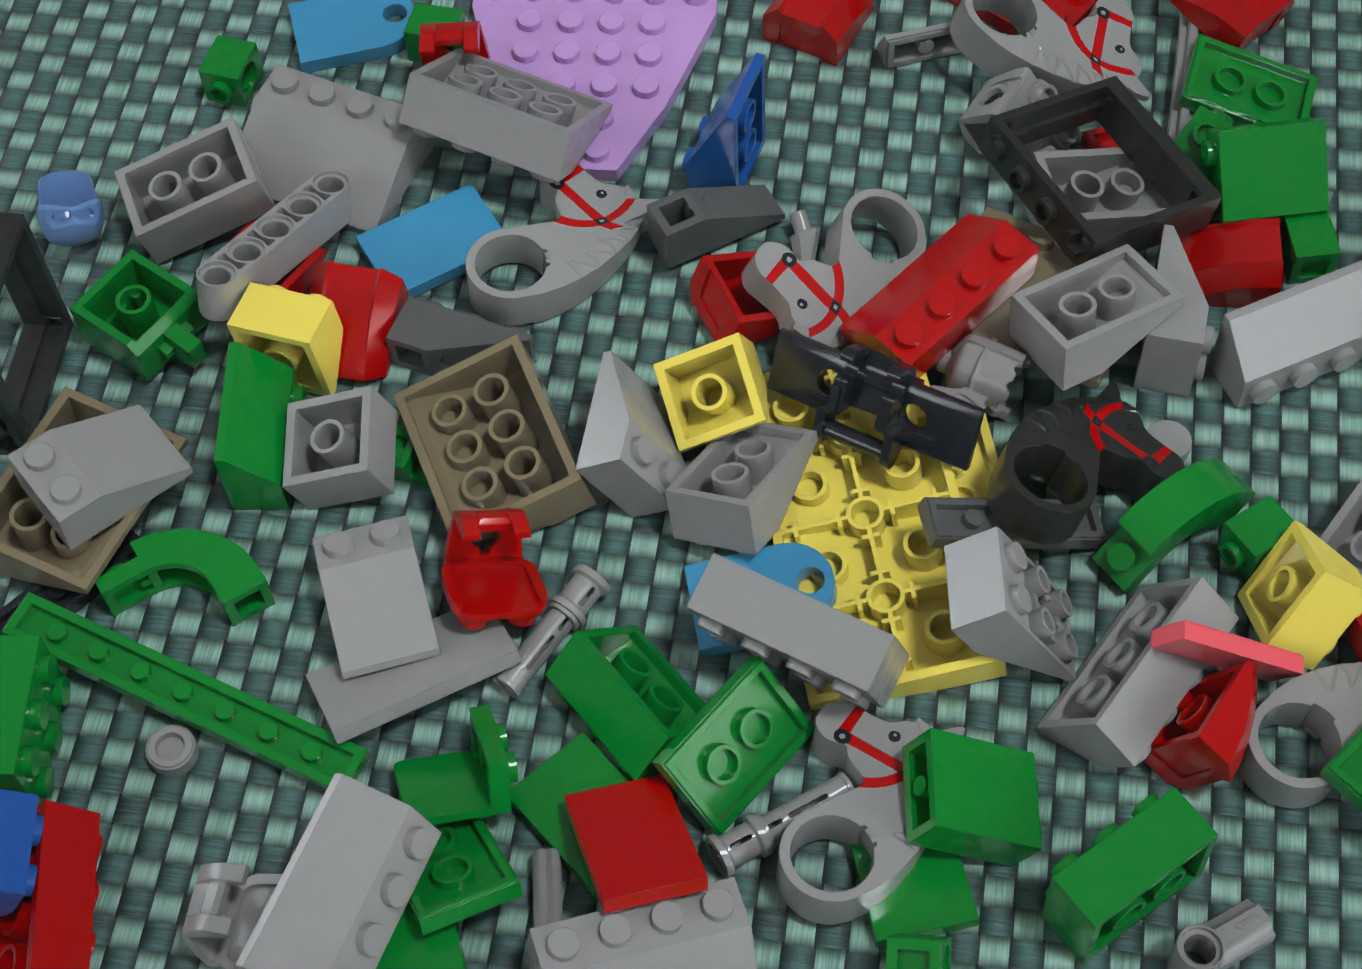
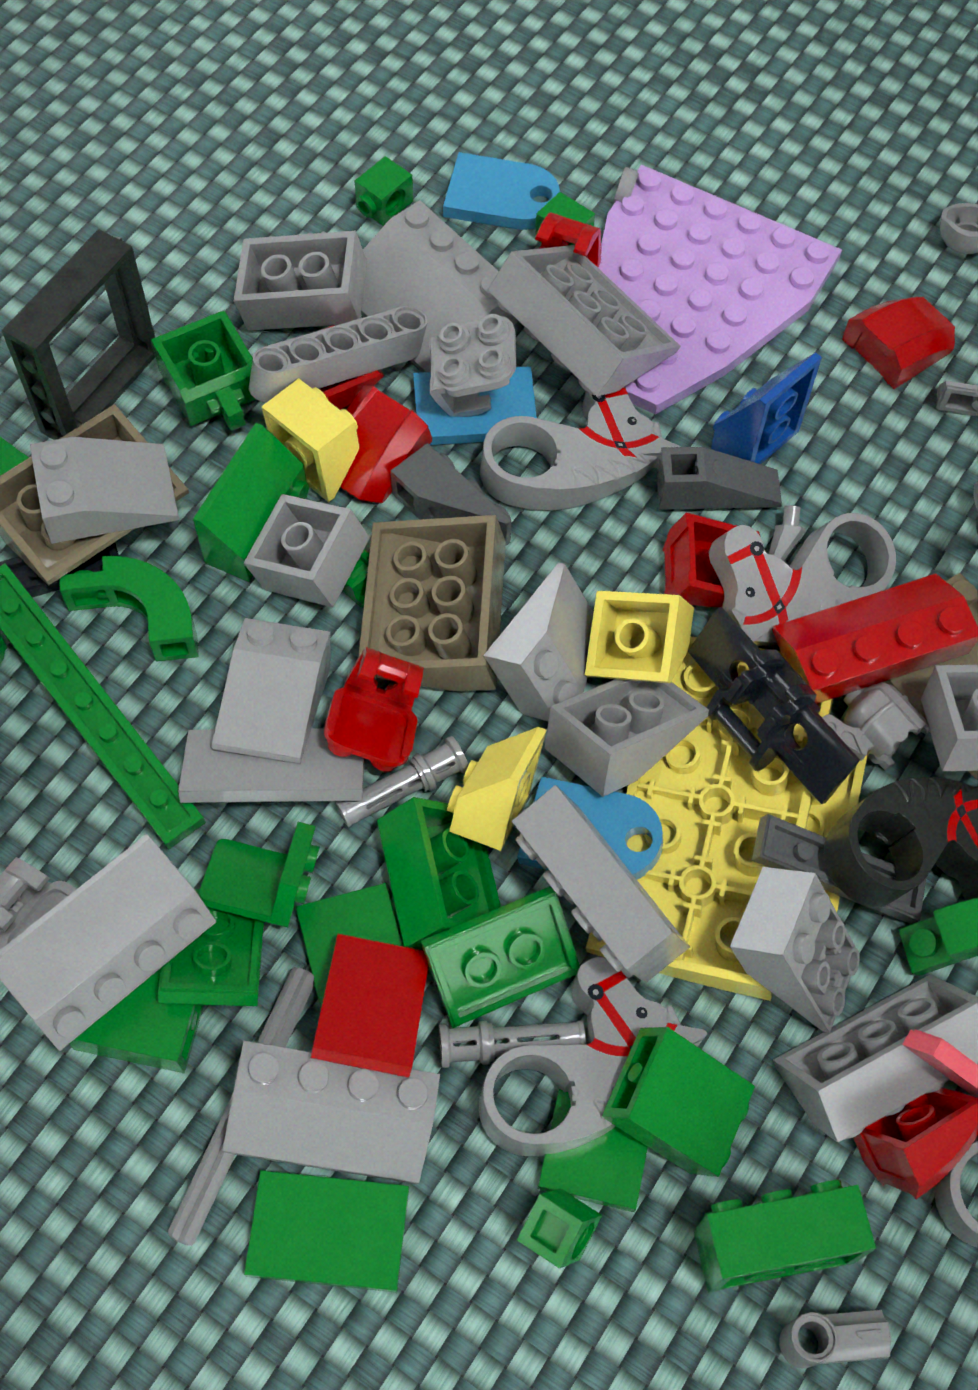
camera: 20 degrees right, 5 degrees up
(69, 208) = (197, 255): medium blue helmet -> none
(172, 750) = (55, 744): light grey tile -> none
(418, 196) = (471, 361): none -> light grey piece
(648, 591) = (496, 789): none -> light yellow slope

